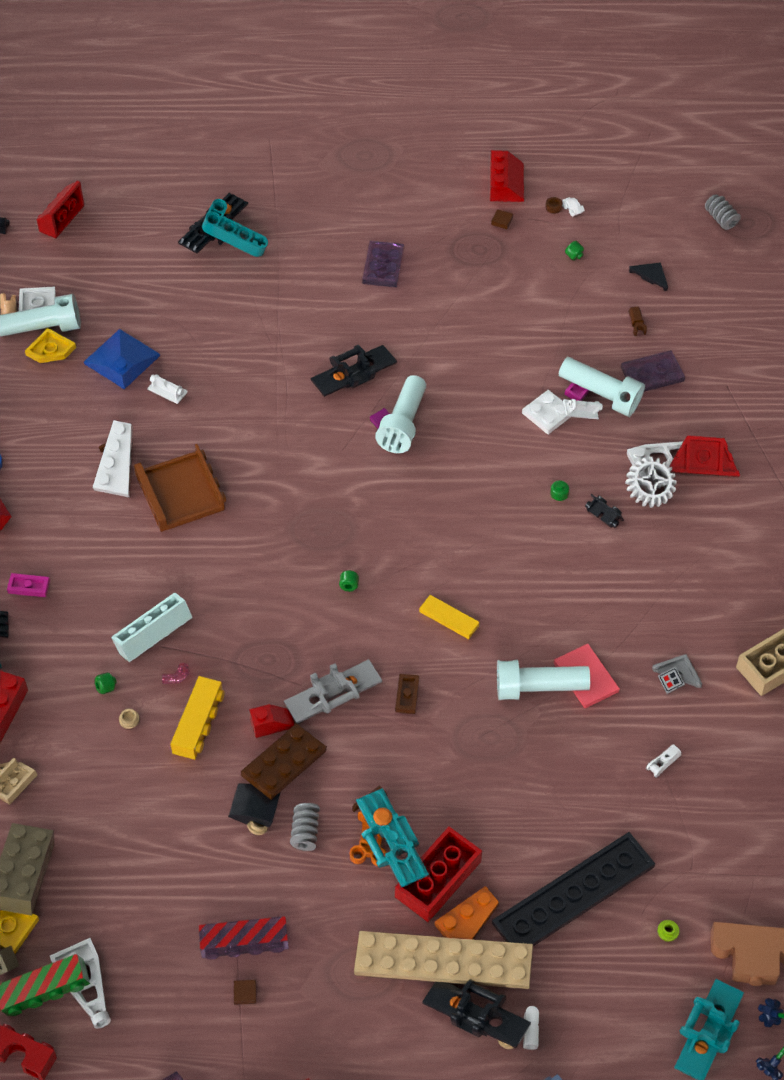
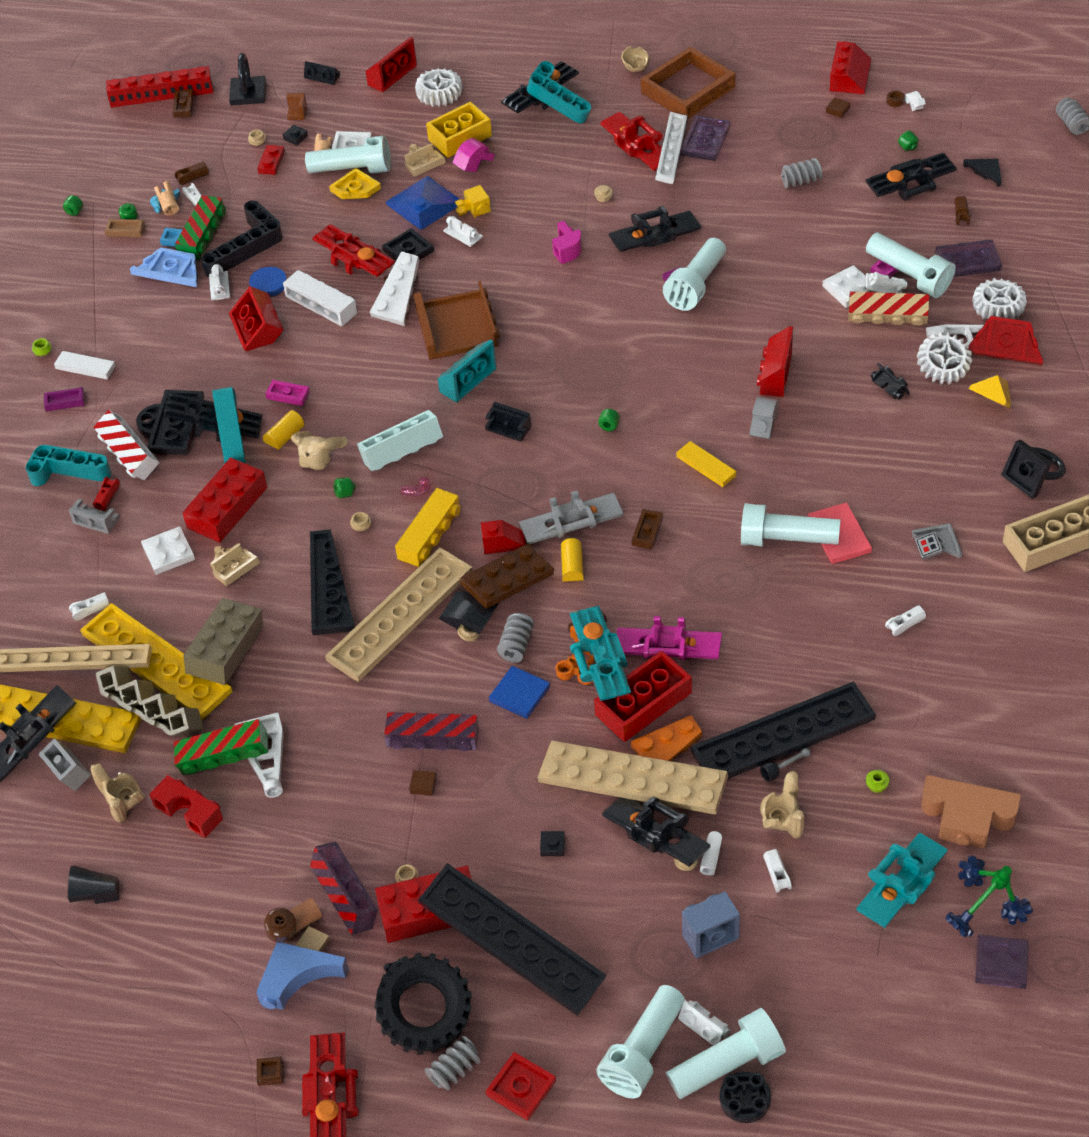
camera: 15 degrees right, 5 degrees down
(32, 626) = (283, 430): none -> yellow brick
(40, 476) = (320, 298): none -> white brick
(71, 644) = (317, 448): none -> tan hair
(79, 429) = (352, 251): none -> red piece
(111, 311) = (422, 159): none -> tan slope
(115, 807) = (328, 594): none -> black wing
(116, 408) = (410, 243): none -> black tile
(122, 233) = (438, 87): none -> white gear
(142, 276) = (457, 126): none -> yellow brick
(160, 304) = (470, 155): none -> dark pink brick
(173, 354) = (474, 201): none -> yellow brick
(186, 815) = (398, 615): none -> tan plate
(203, 543) = (468, 371): none -> teal slope
(252, 593) = (508, 421): none -> black hinge
(274, 392) = (567, 244): none -> dark pink brick
(296, 333) = (603, 193): none -> tan plate
(300, 183) = (635, 59): none -> tan hair
(316, 278) = (630, 142): none -> red piece
(318, 882) = (519, 692): none -> blue tile
(337, 224) = (725, 82): none -> dark orange window
(342, 736) = (572, 560): none -> yellow brick
(352, 278) = (671, 148): none -> white tile
(380, 1038) = (552, 843): none -> black plate
(448, 807) = (671, 640): none -> dark pink piece
(481, 293) = (801, 171): none -> light grey piece
(495, 562) = (764, 414): none -> light grey brick
(496, 504) = (776, 363): none -> red slope
(559, 490) = (846, 359): green piece -> none
(570, 934) = (770, 770): none -> black hinge
(582, 284) = (902, 173): none -> black piece
(589, 433) = (888, 307): none -> tan brick
(592, 973) = (783, 810): none -> tan hair
(594, 1035) = (777, 869): none -> white bar
(689, 414) = (999, 299): none -> white gear
(701, 510) = (995, 389): none -> yellow slope
(749, 591) = (1029, 467): none -> black tile

